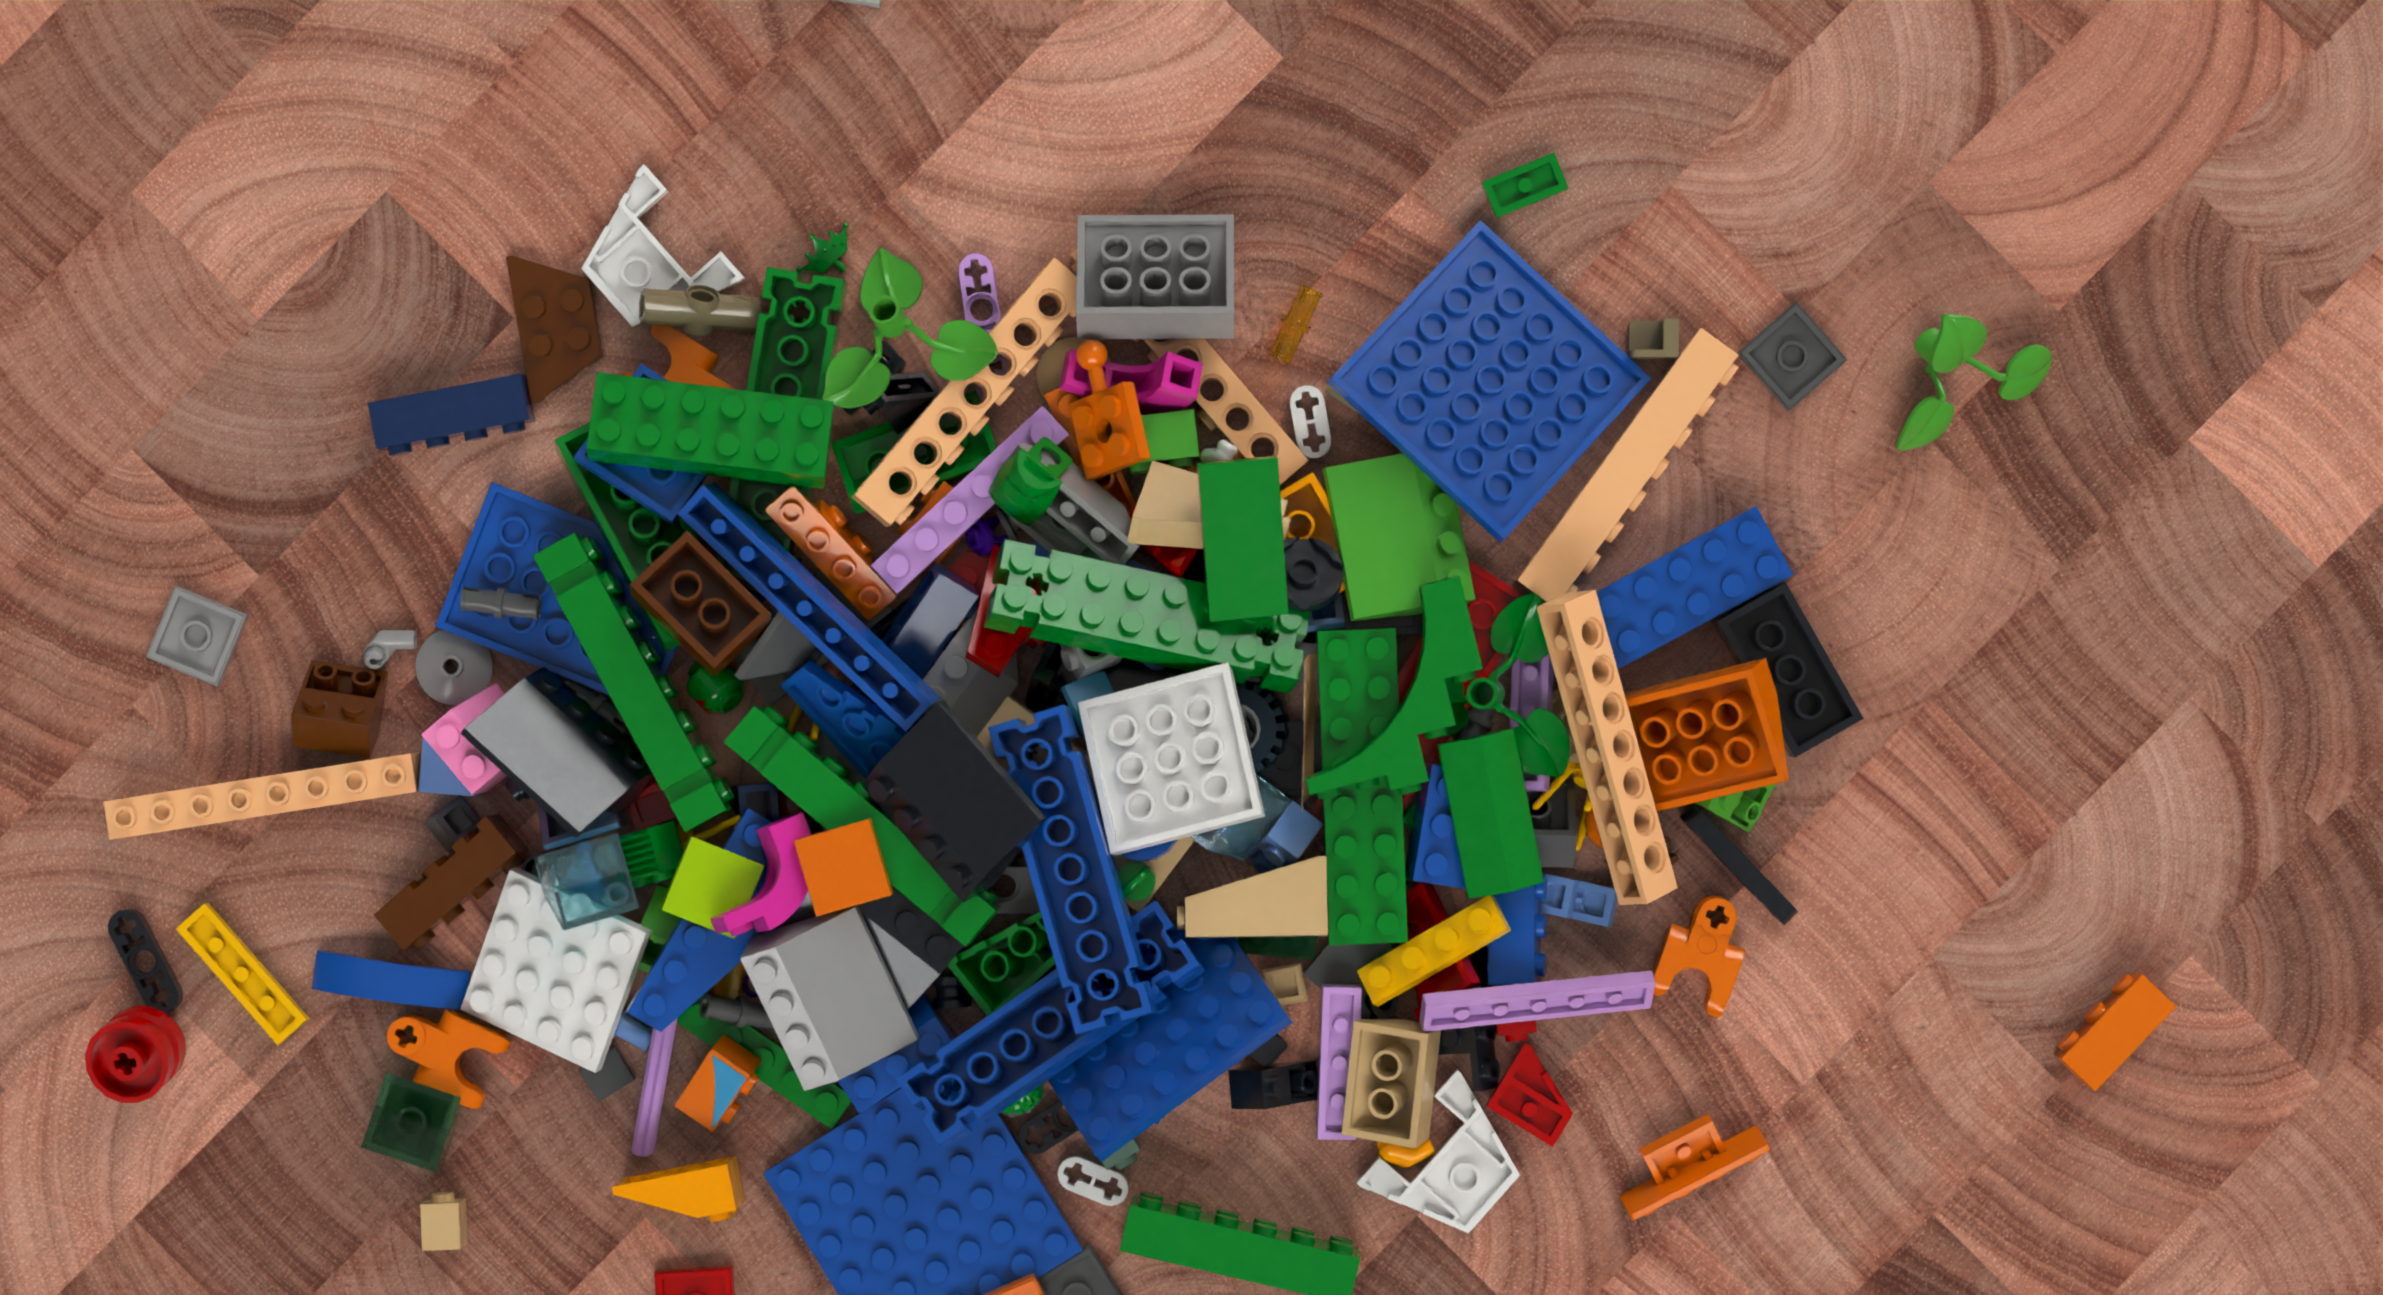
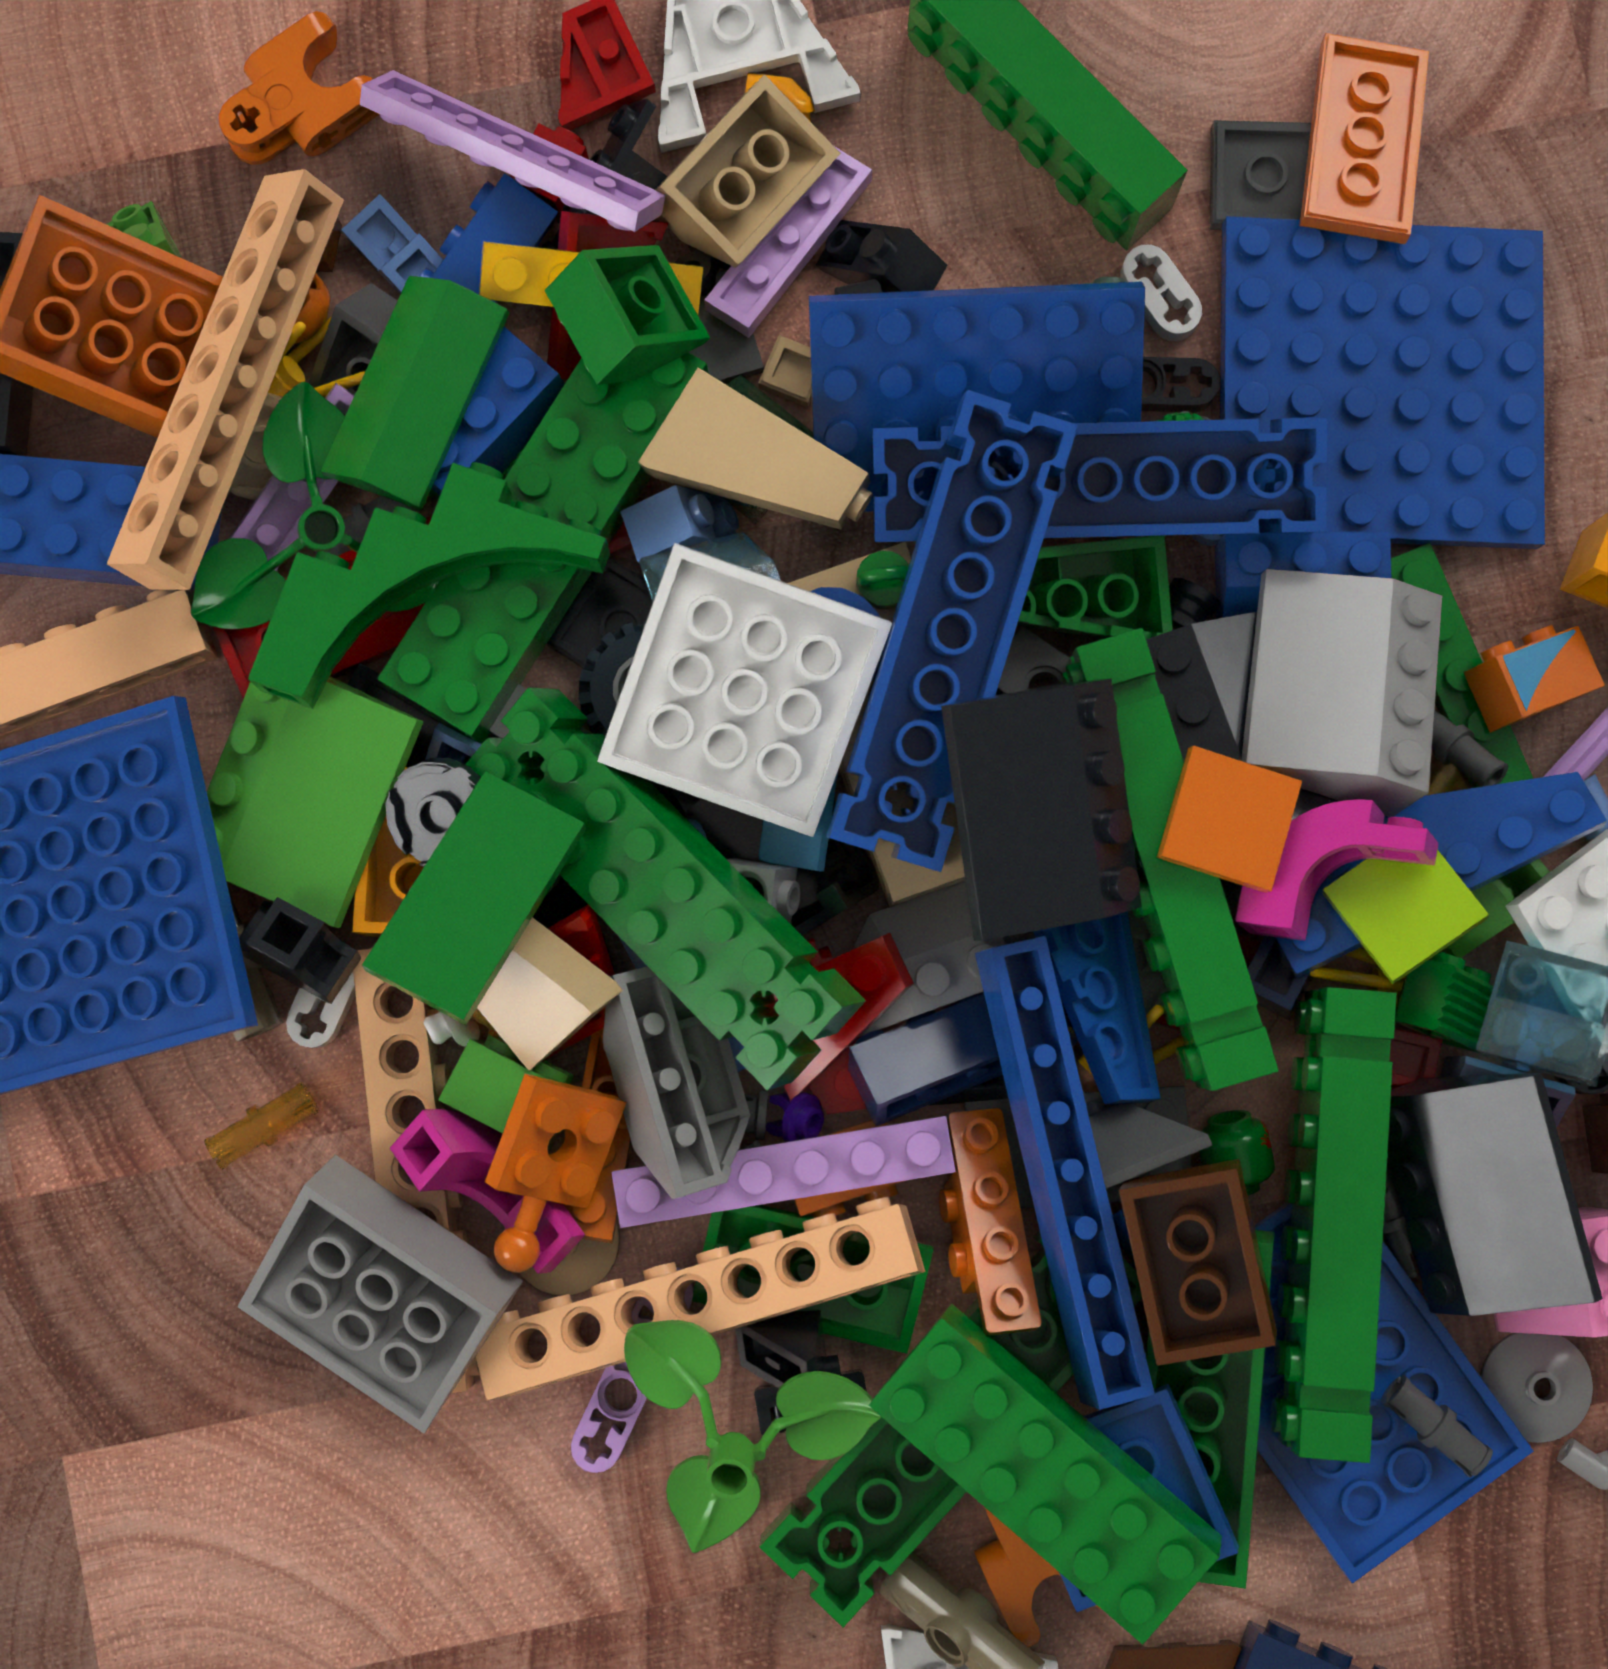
camera: 145 degrees left, 5 degrees down
(827, 252) = (760, 1590): green piece -> none
(1025, 485) = (699, 1140): green piece -> none
(1308, 723) = (567, 625): light nougat sticker -> none
(1337, 441) = (298, 949): none -> black brick
(1392, 940) = (625, 312): none -> green slope
(1738, 864) = (185, 168): black beam -> none

